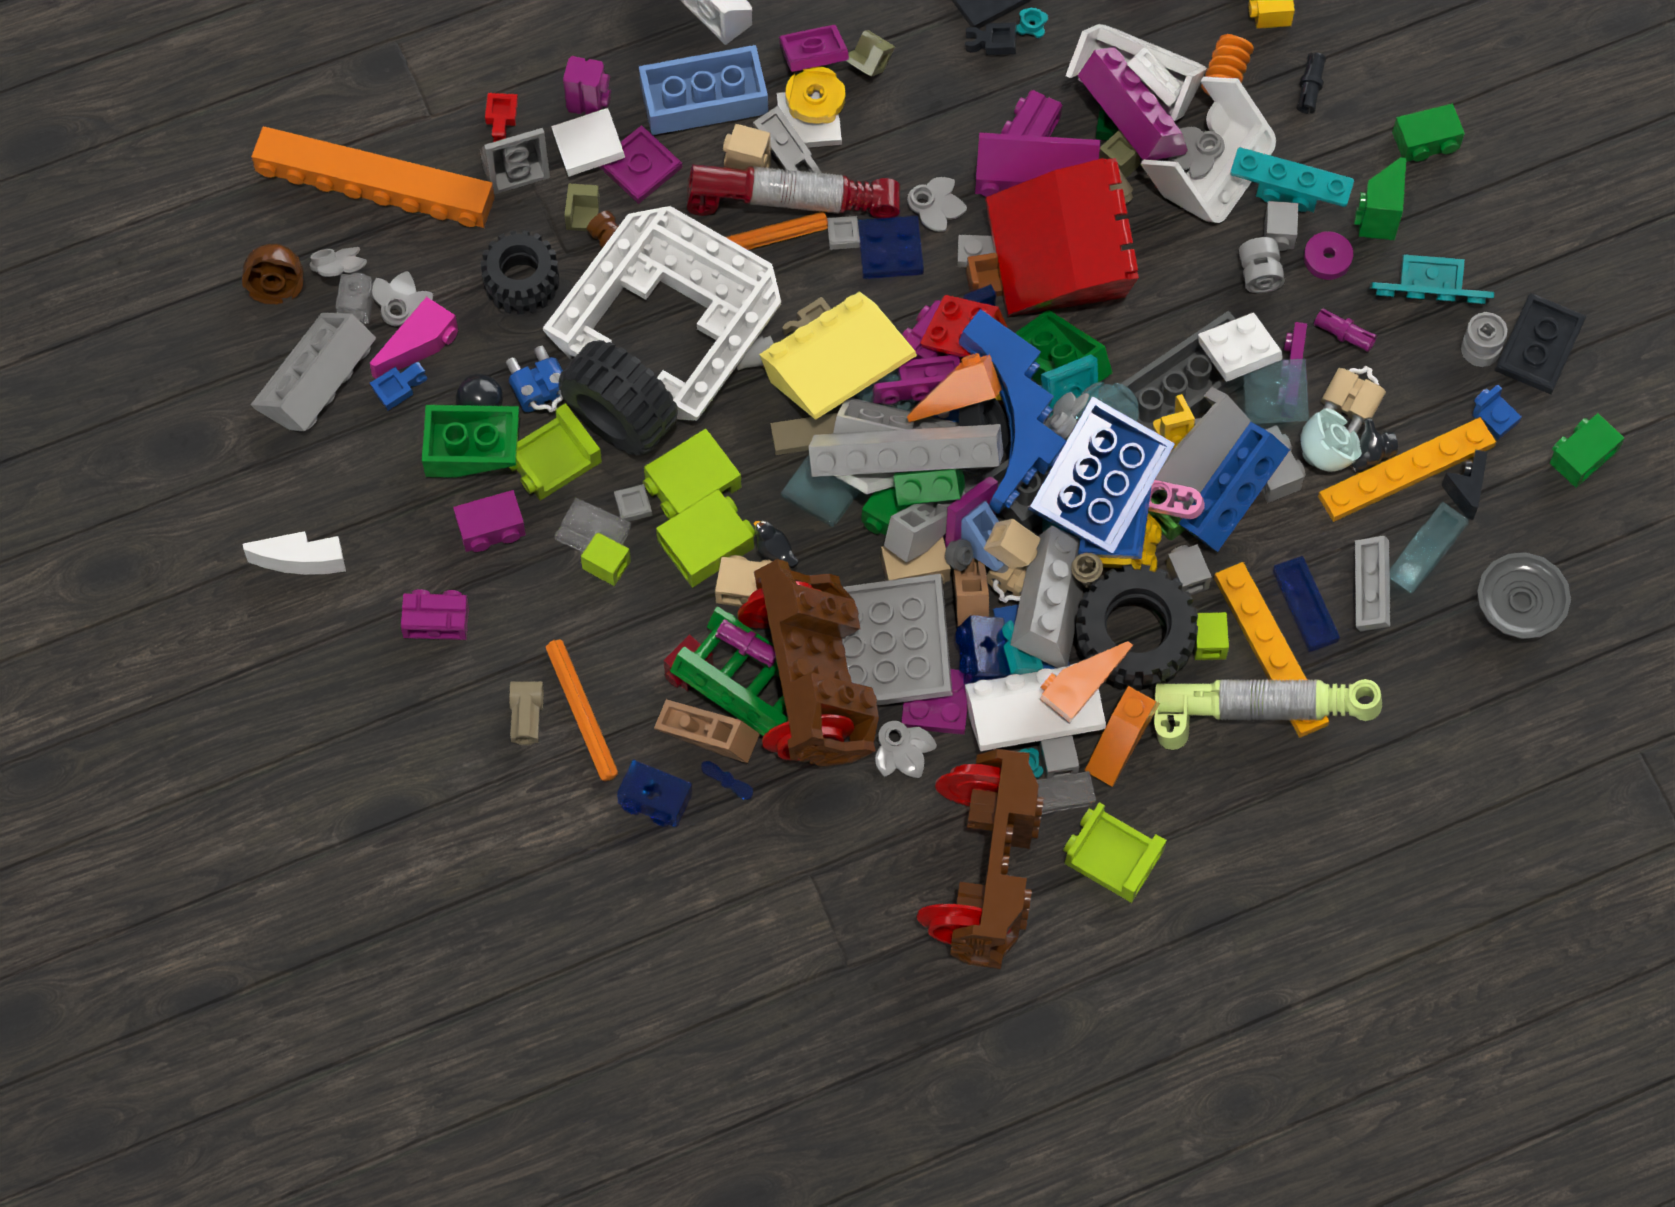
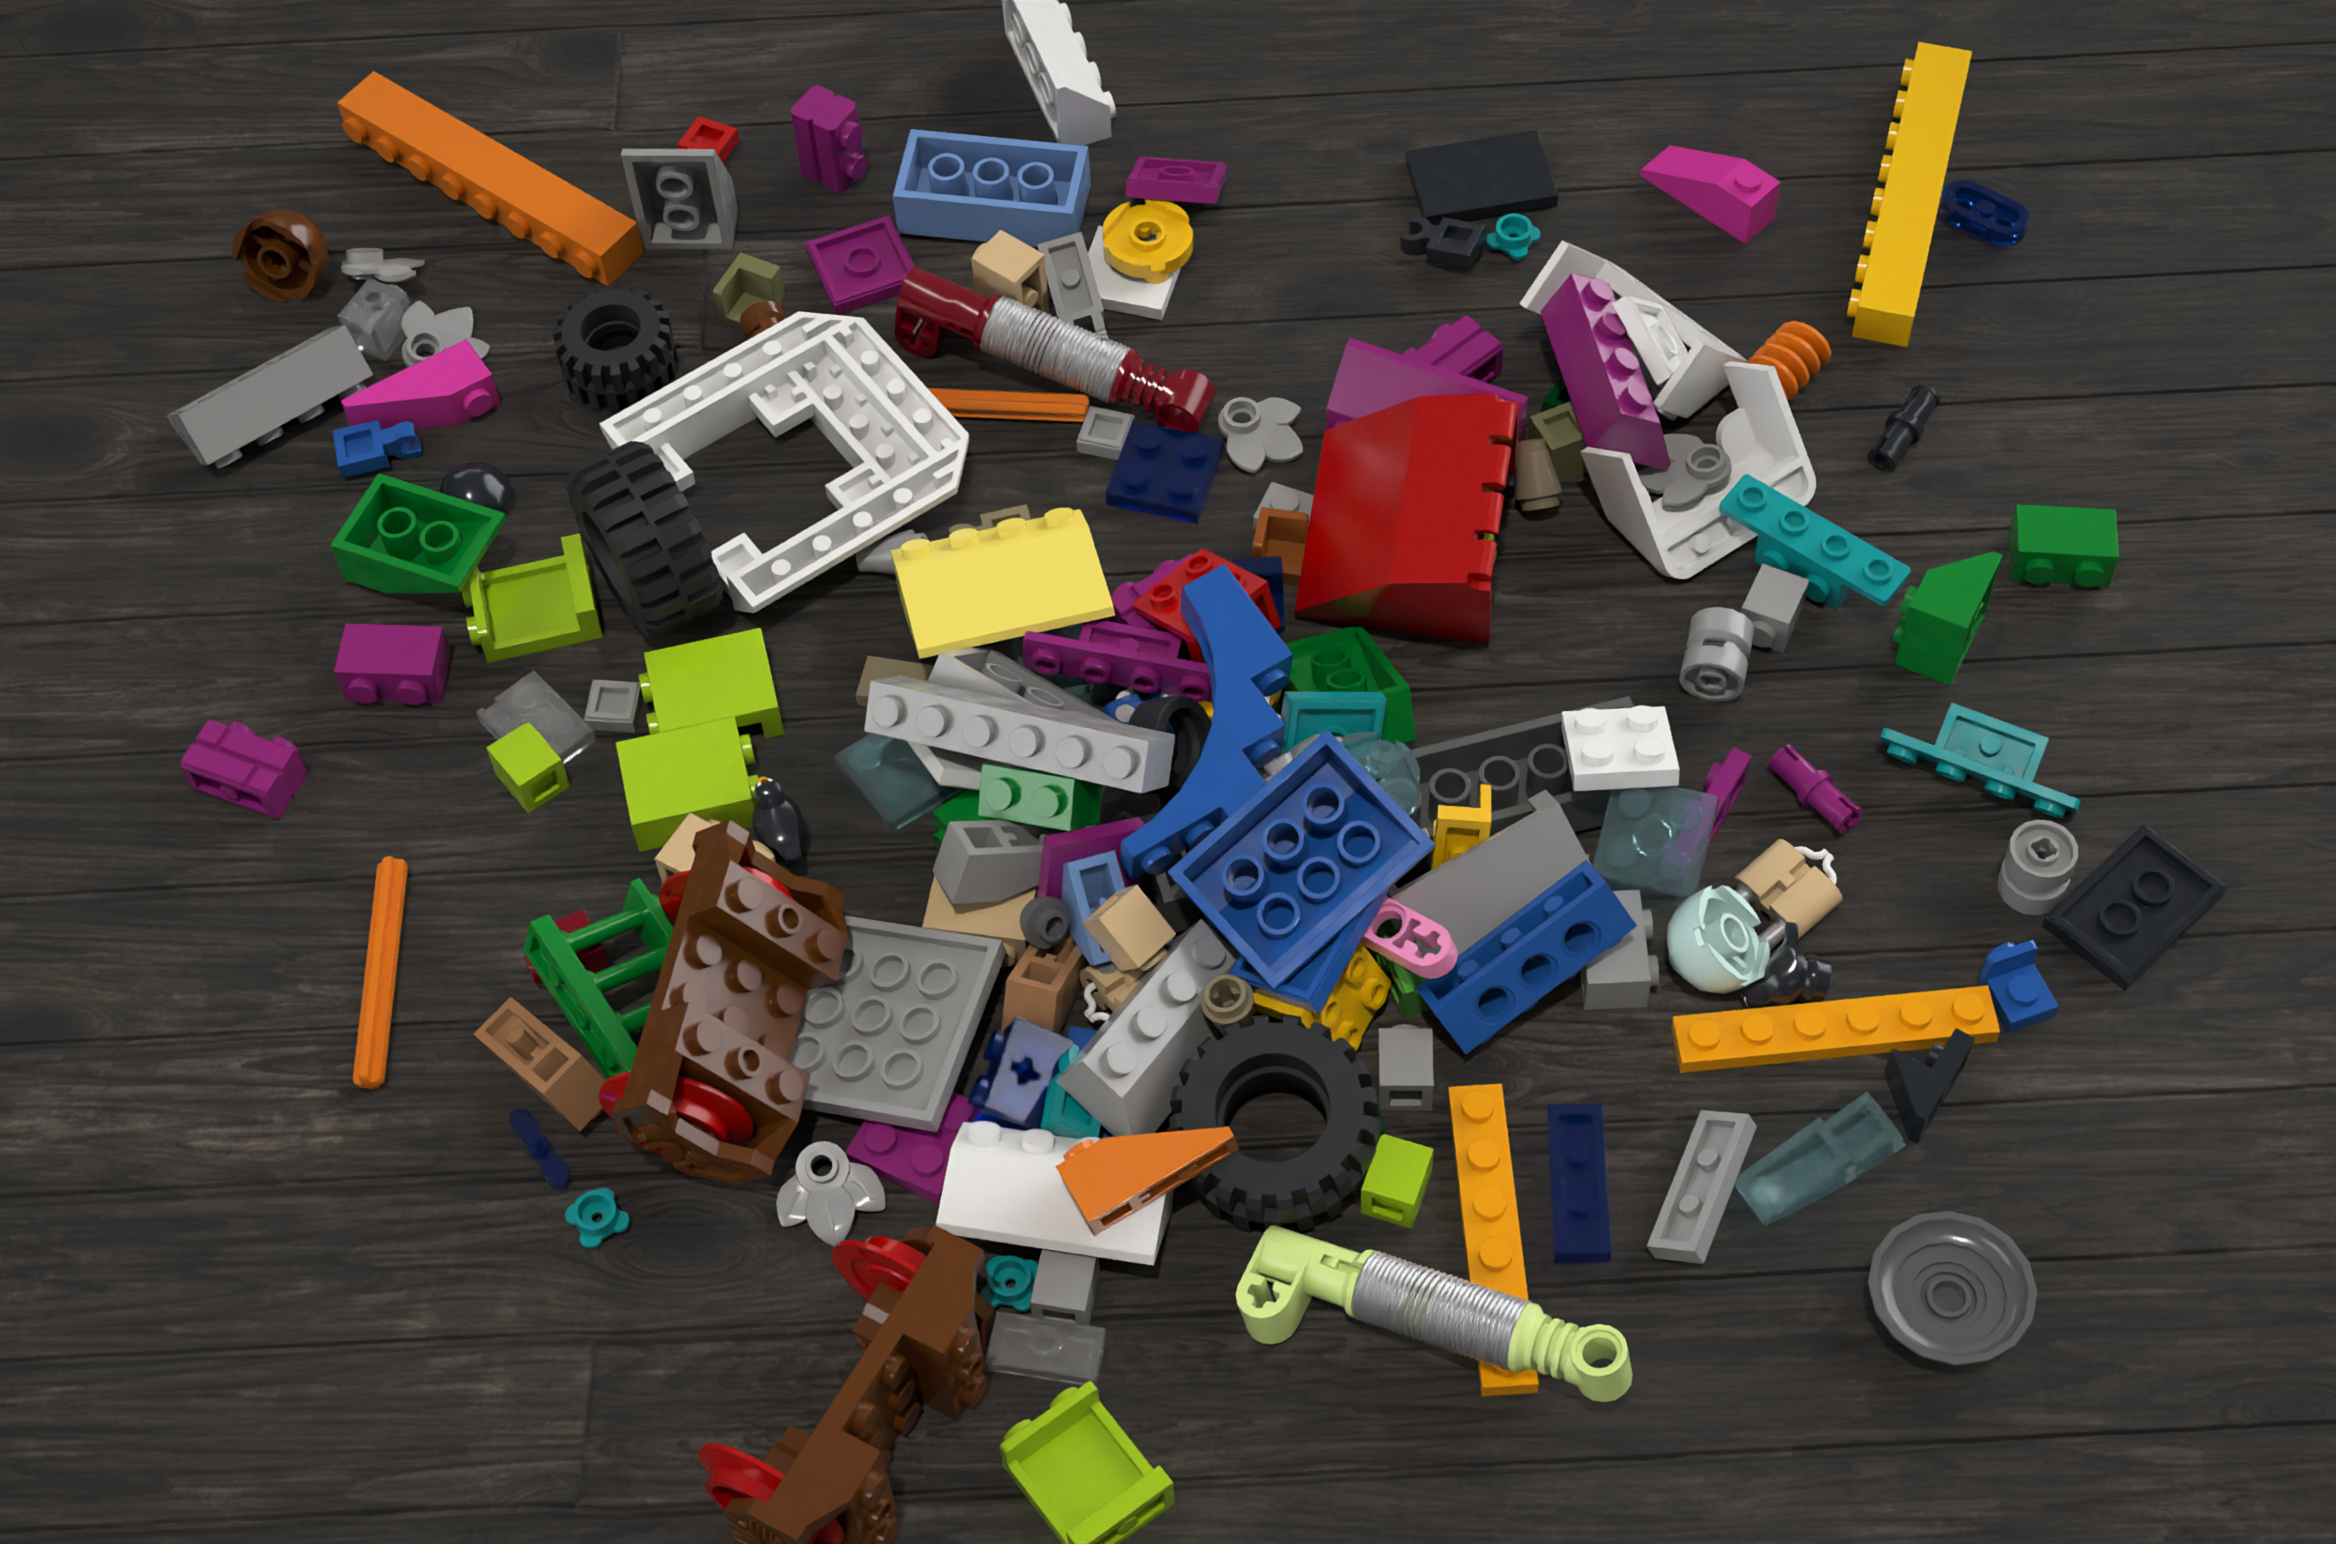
camera: 25 degrees right, 10 degrees down
(296, 555) = (108, 625): white slope -> none
(525, 703) = (302, 932): dark tan piece -> none
(538, 384) = (547, 504): blue piece -> none
(588, 142) = (802, 214): white tile -> none
(646, 781) = (439, 1140): clear blue brick -> none
(746, 643) = (643, 932): magenta pin -> none
(778, 798) = (591, 1204): none -> teal plate
(871, 54) = (1258, 212): olive panel -> none
(966, 385) = (1146, 666): orange slope -> none
(1121, 735) = (1178, 1283): orange slope -> none
(1325, 267) = (1828, 693): magenta piece -> none
(1586, 449) = (2151, 1091): green brick -> none

